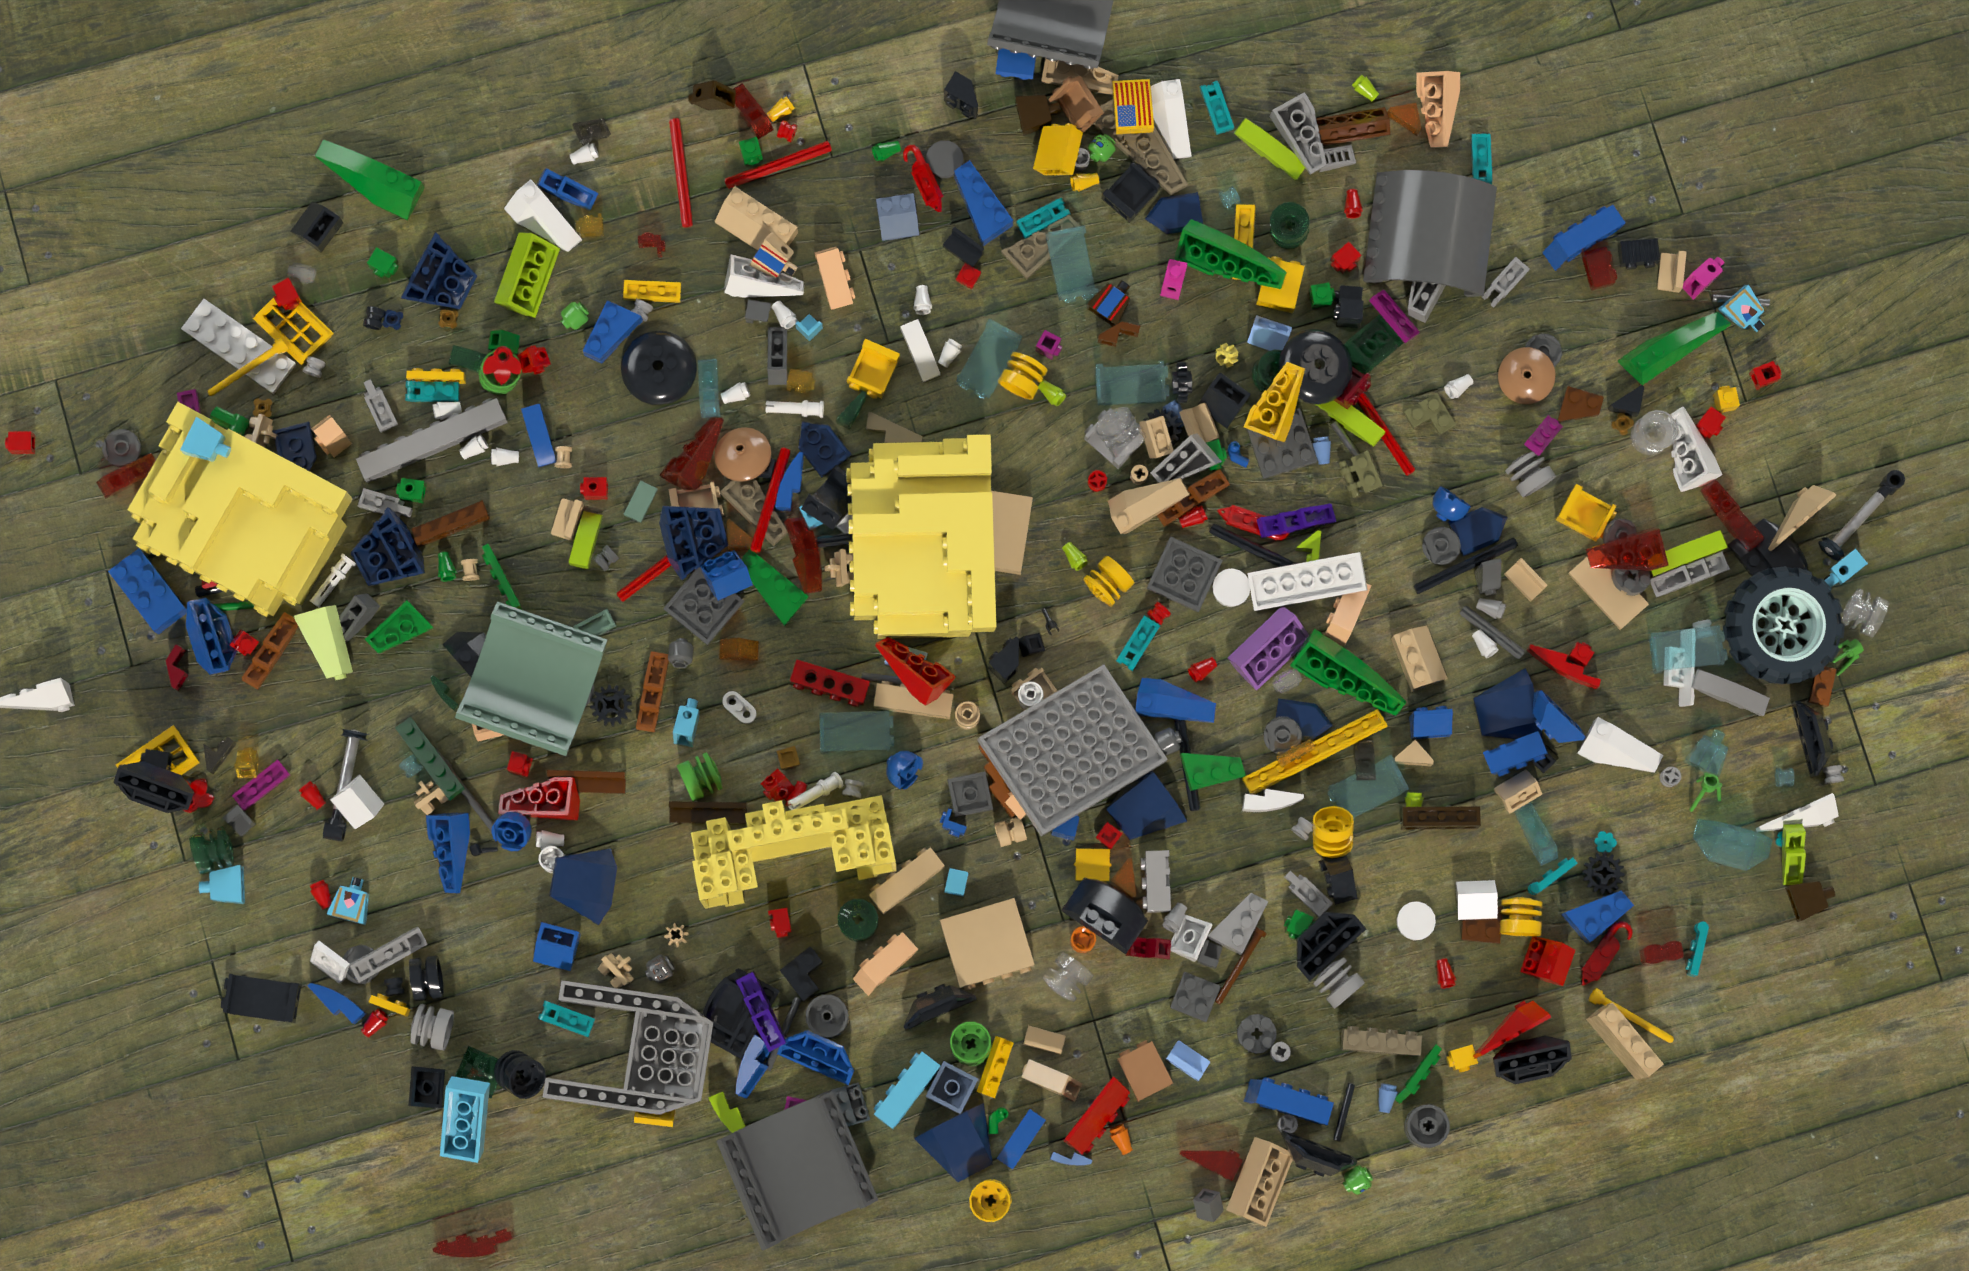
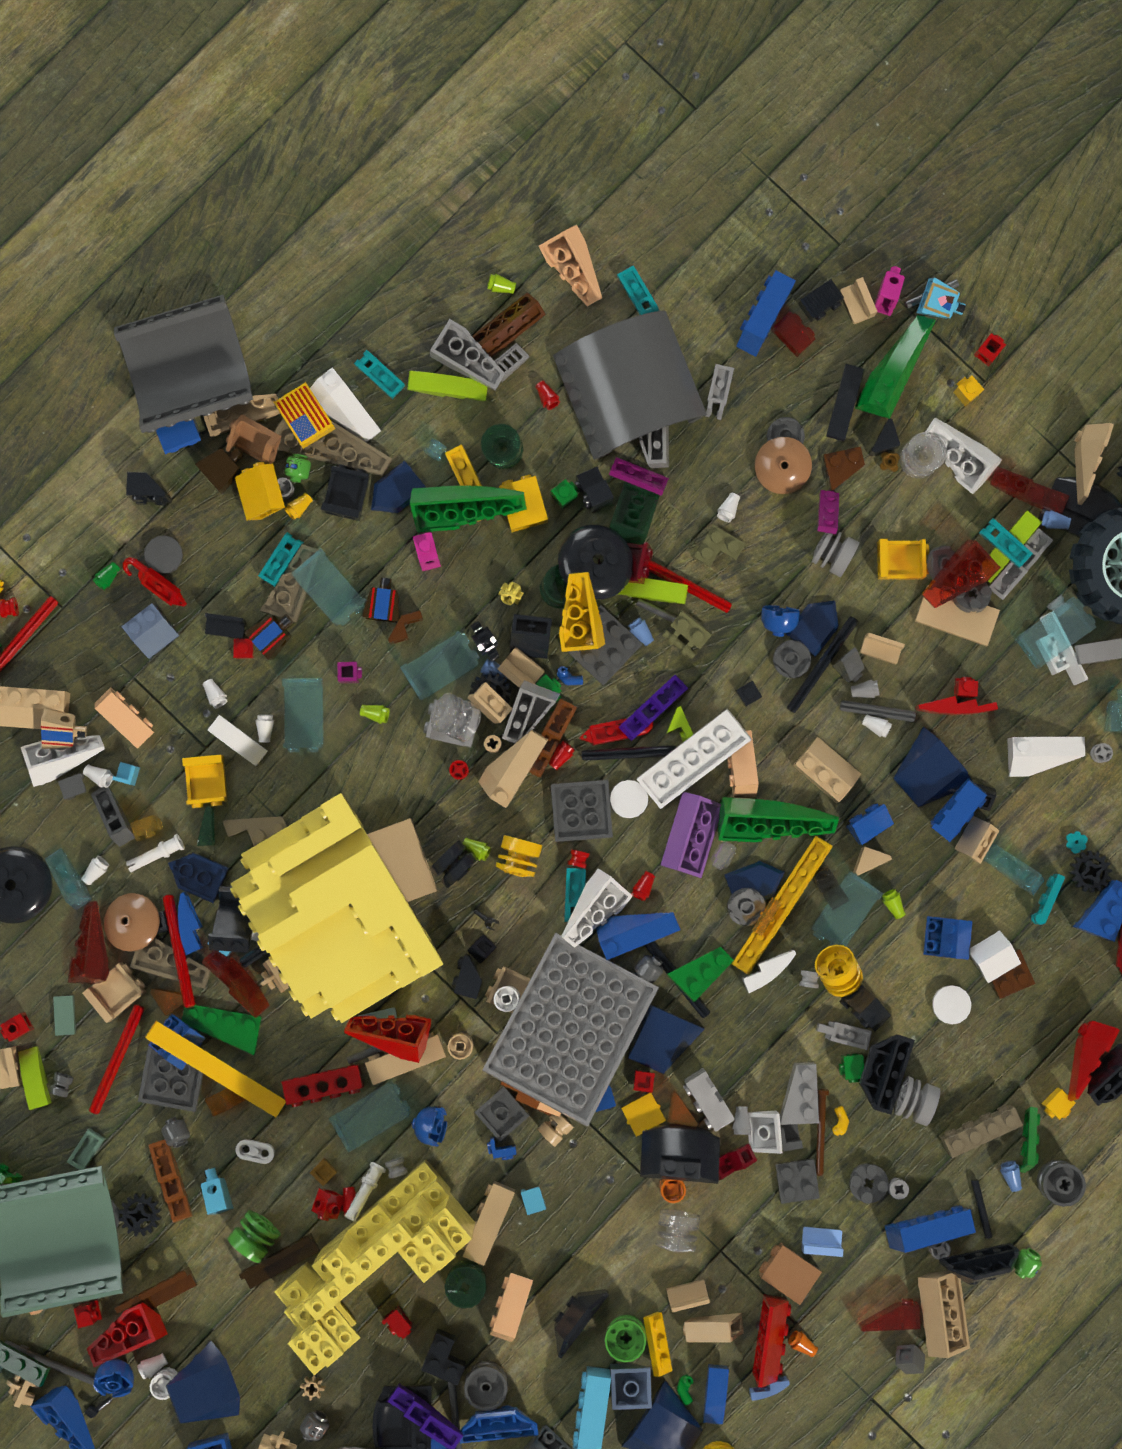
camera: 30 degrees left, 5 degrees up
(691, 536) = (125, 1024): dark blue wedge -> none
(748, 615) = (215, 1068): none -> yellow tile
(983, 206) = (223, 580): blue wedge -> none
(987, 944) = (590, 1239): tan brick -> none
(999, 277) = (270, 635): none -> torso
(1024, 373) = (340, 713): yellow wheel -> none
(1048, 556) = (451, 861): none -> black wheel
(1154, 660) = (598, 902): none -> white wedge
(1264, 968) = (843, 1121): none -> yellow arm
(1269, 334) = (538, 553): light blue panel -> none
(1345, 258) = (567, 448): red brick -> none
(1386, 555) = (748, 693): none -> black plate
(1406, 116) = (551, 290): clear orange slope -> none
(1440, 818) = (924, 902): dark brown fence -> none
(1445, 860) = (947, 937): none -> blue slope
(1445, 974) = (1003, 1038): red cone -> none
(1521, 917) = (1042, 951): yellow wheel -> none
(1548, 960) = (1084, 976): red slope -> none
(1555, 720) = (977, 762): blue wedge -> none
(1611, 351) = (844, 402): none -> black slope
(1685, 547) = (1006, 543): none -> teal plate
(1710, 423) = (966, 418): red brick -> none
(1740, 552) = (1055, 520): none -> medium blue cone

